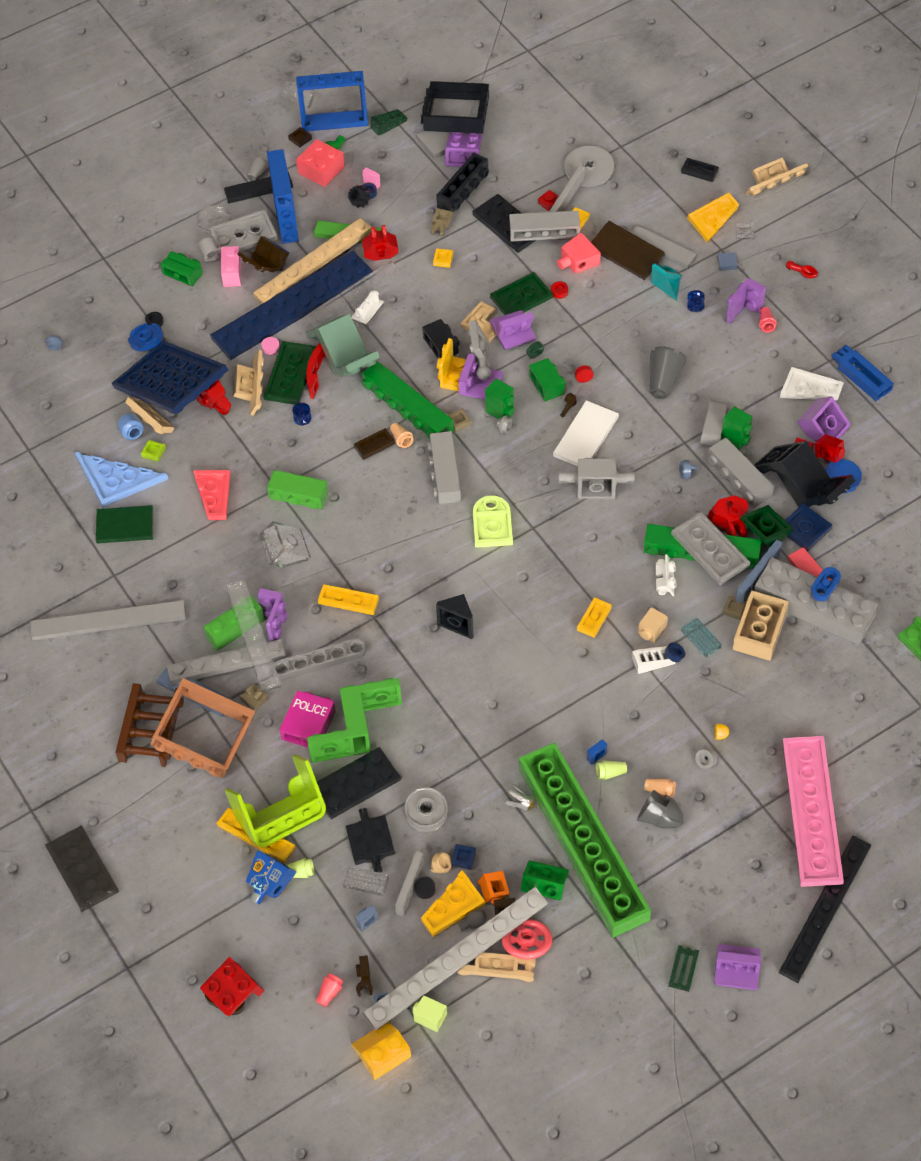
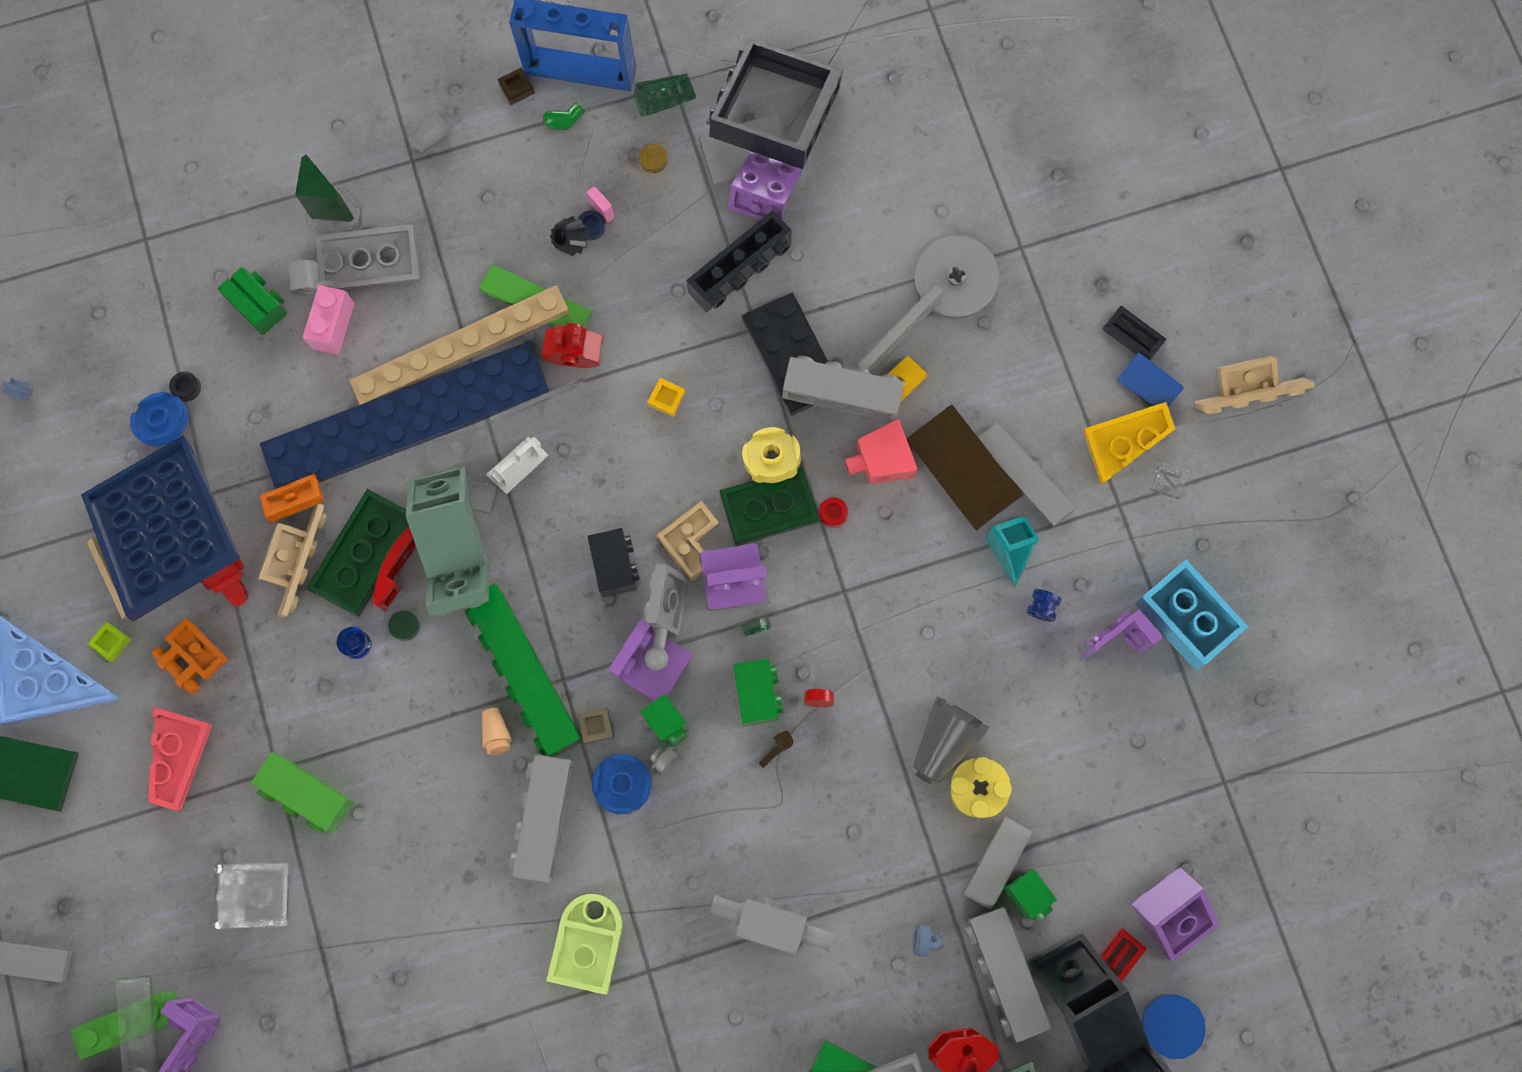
camera: 15 degrees right, 20 degrees up
(130, 426) = (83, 591): medium blue head -> none
(207, 439) = (196, 649): none -> orange plate
(211, 203) = (319, 195): none -> dark green slope
(239, 354) = (291, 498): none -> orange plate
(250, 189) = (420, 170): black tile -> none
(266, 257) = (383, 321): dark brown bracket -> none
(270, 345) = (347, 490): bright pink tile -> none
(282, 196) = (434, 219): blue window -> none
(320, 162) = (529, 152): coral brick -> none
(327, 401) = (403, 625): none -> clear green tile
(348, 599) = (317, 1030): yellow plate -> none
(374, 443) = (448, 735): dark brown plate -> none
(393, 152) = (653, 158): none -> clear yellow tile
(441, 220) = (687, 320): dark tan plate -> none
(449, 367) = (611, 625): yellow bracket -> none
(484, 443) = (622, 784): none -> blue tile
(514, 269) = (775, 469): none -> light yellow plate
(547, 200) = (871, 327): red plate -> none
(586, 433) = (786, 817): white tile -> none
(695, 386) = (977, 805): none -> light yellow plate
(716, 187) = (1149, 382): none -> blue slope
(727, 261) = (1121, 535): sand blue tile -> none
(767, 321) = (1148, 676): coral cone -> none
(783, 283) = (1191, 615): none -> medium azure brick
(806, 271) = (1244, 593): red piece -> none
(808, 385) = (1177, 832): white wing -> none
(829, 448) = (1168, 977): red brick -> none
(869, 379) = (1276, 839): blue hinge -> none

